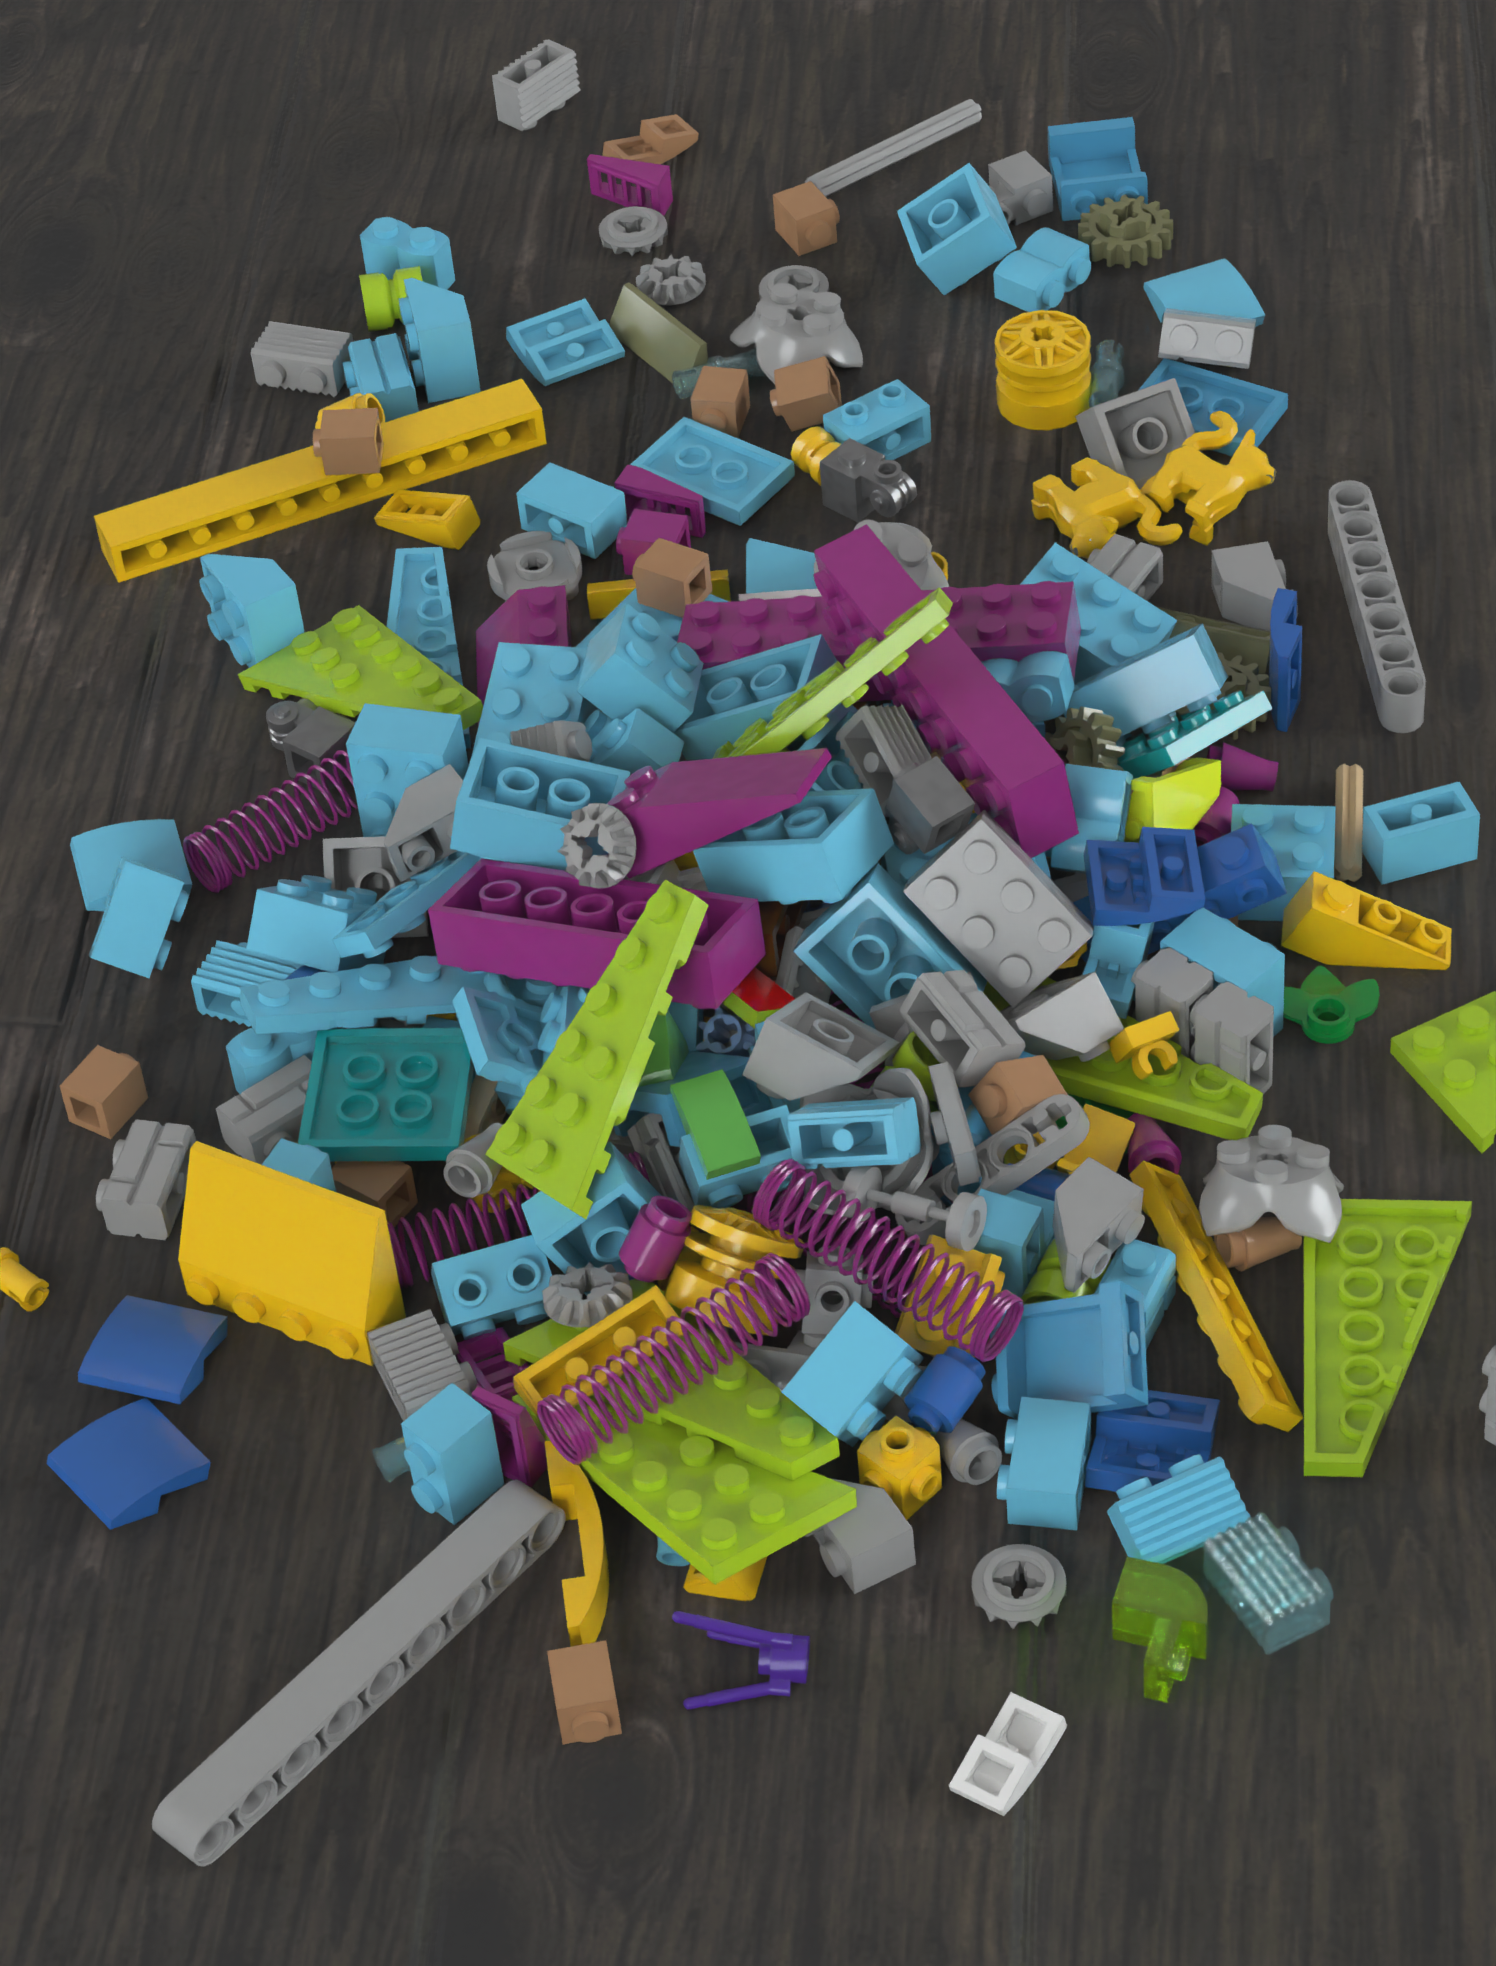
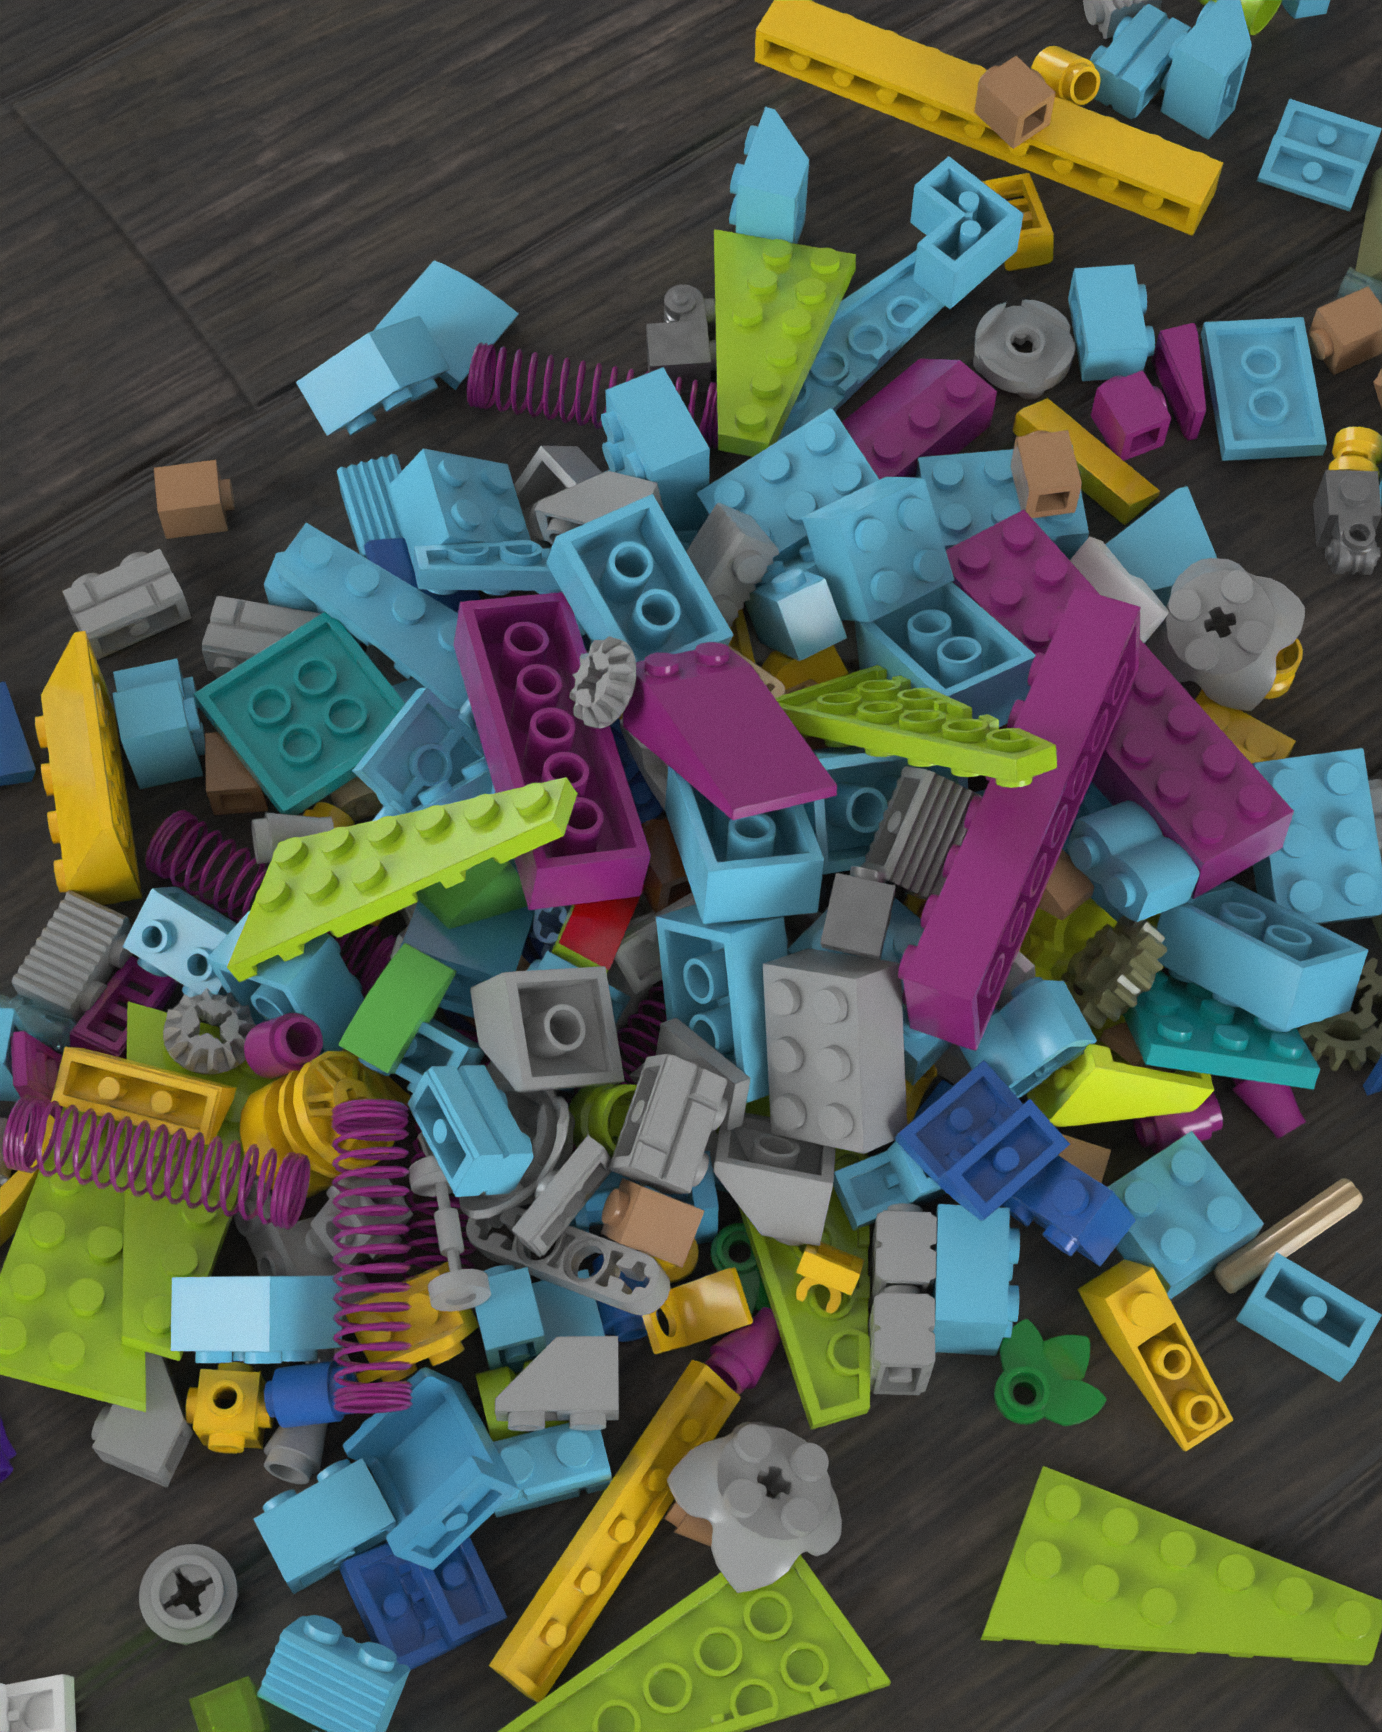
camera: 45 degrees right, 20 degrees up
(417, 522) = (966, 231): none -> medium azure brick

